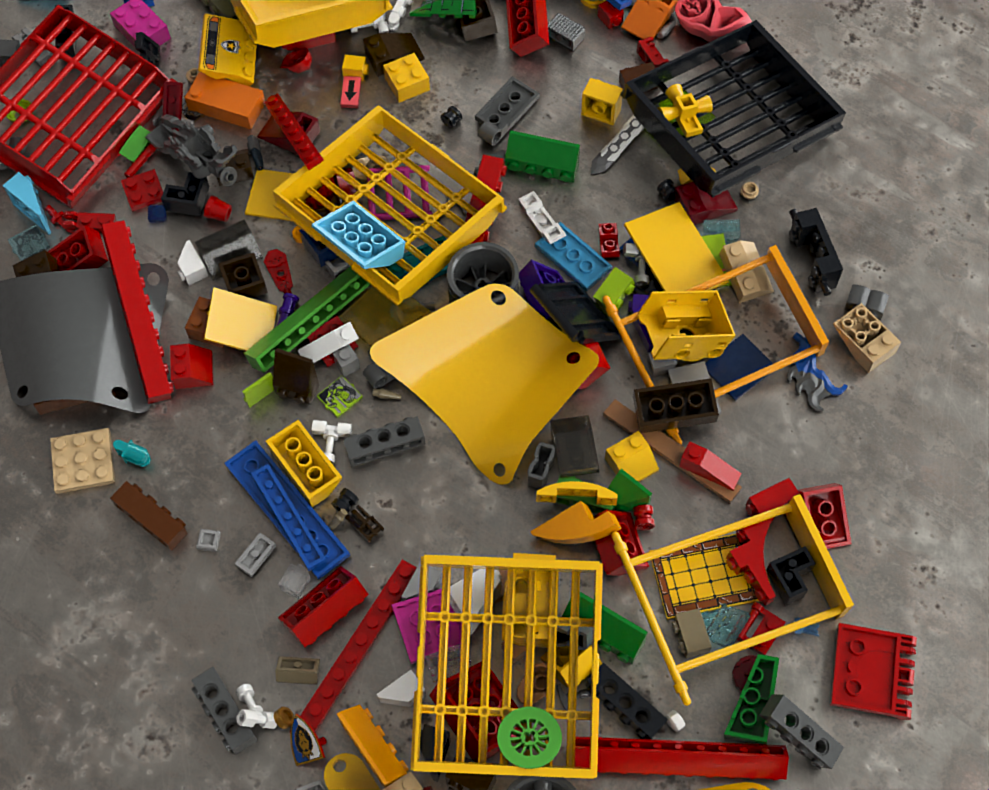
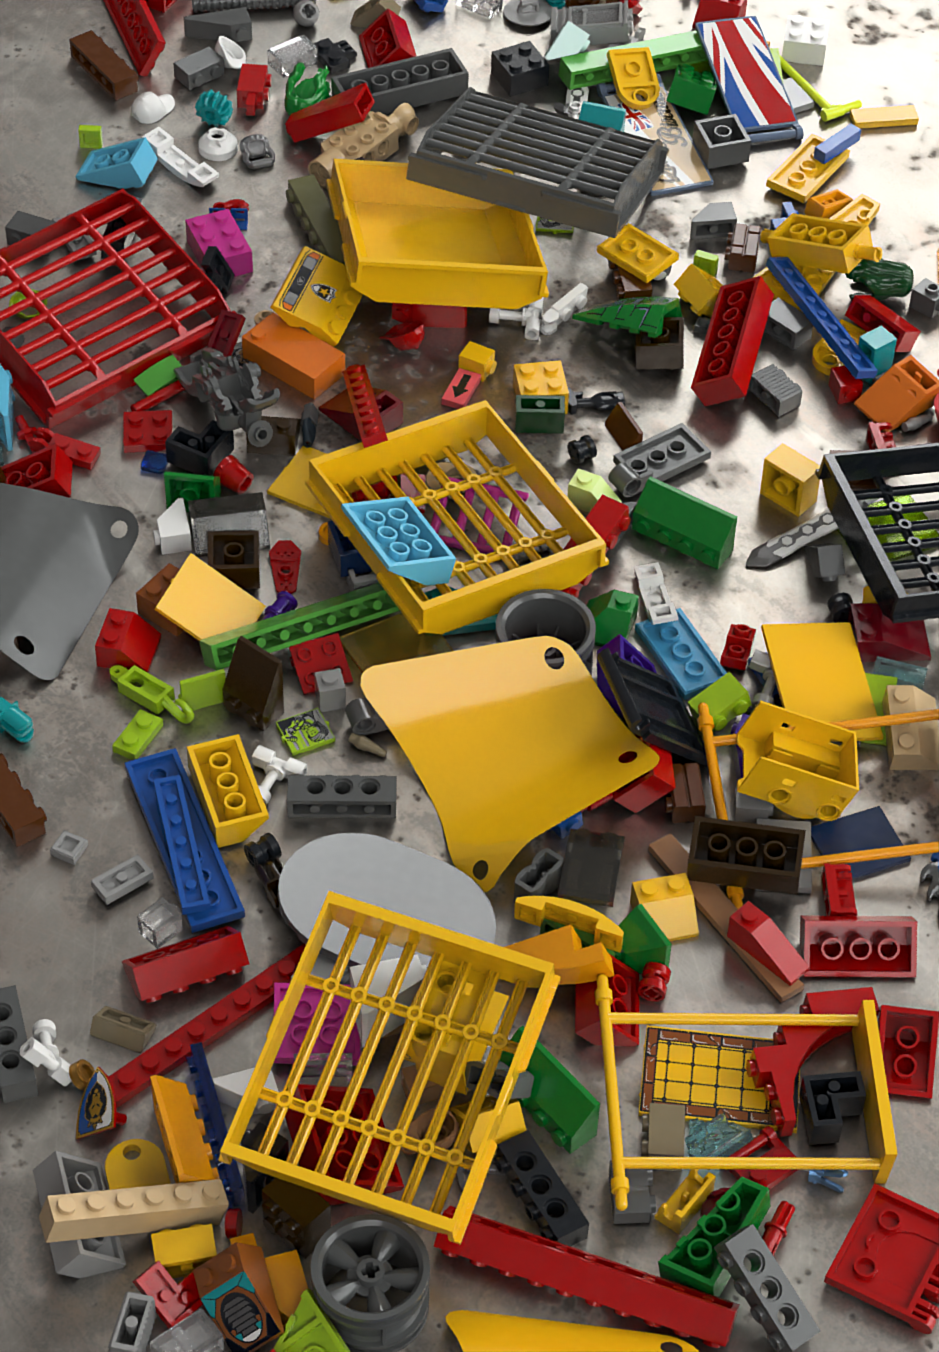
camera: 15 degrees right, 15 degrees down
(136, 312) = (81, 558): red brick -> none
(192, 229) = (190, 487): none -> green slope
(223, 400) = (152, 694): none -> lime piece
(224, 436) = (137, 735): none -> lime plate
(329, 343) = (316, 658): white slope -> none
(337, 519) = (244, 866): dark tan piece -> none
(385, 718) = (212, 1113): none -> clear blue plate
(388, 47) = (525, 345): dark brown slope -> none
(413, 98) = (539, 414): none -> dark green brick
(444, 514) = (384, 876): none -> tile
(450, 73) = (600, 400): none -> black piece
(470, 150) = (586, 490): none -> yellowish green slope
(473, 91) = (623, 427): none -> reddish brown slope
(518, 241) = (613, 615): none -> green slope
(526, 715) = (409, 1162): bright green piece -> none
(619, 369) = (688, 797): none -> reddish brown brick
(644, 155) = (826, 560): none -> dark grey slope
(675, 721) = (600, 1234): white tile -> none
(685, 110) = (896, 510): yellow brick -> none
(695, 688) = (639, 1200): none -> dark grey brick
(721, 677) = (685, 1201): none -> yellow hinge
(741, 412) = (838, 890): none -> red hinge
(767, 445) = (859, 946): none -> red slope
(787, 677) = (776, 1228): none -> red axle

